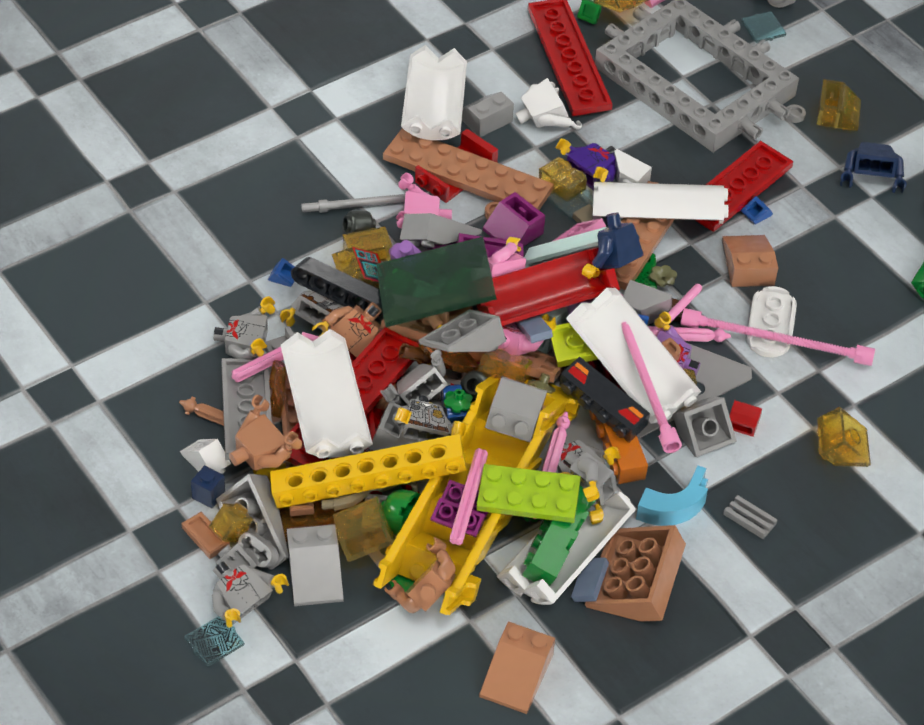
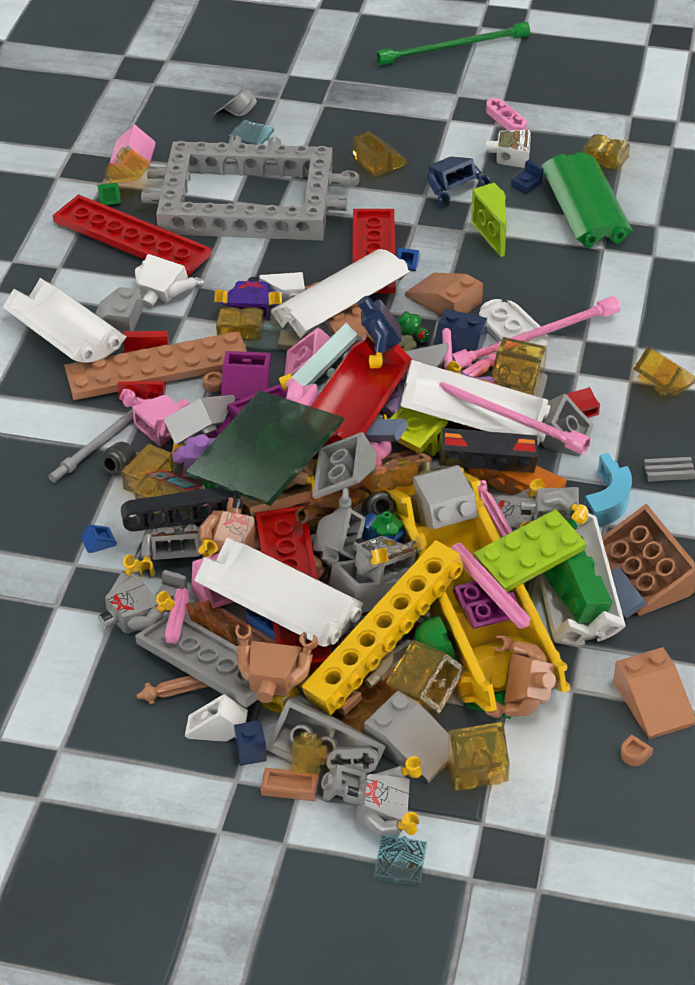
camera: 40 degrees left, 5 degrees down
(335, 612) = (478, 756): none -> clear yellow slope
(456, 696) = (635, 752): none -> nougat tile
(688, 265) = (410, 325): none -> green animal
(718, 298) = (466, 330): none -> dark blue slope
(727, 353) = (519, 365): none -> clear yellow slope
(861, 217) = (489, 215): none -> lime slope

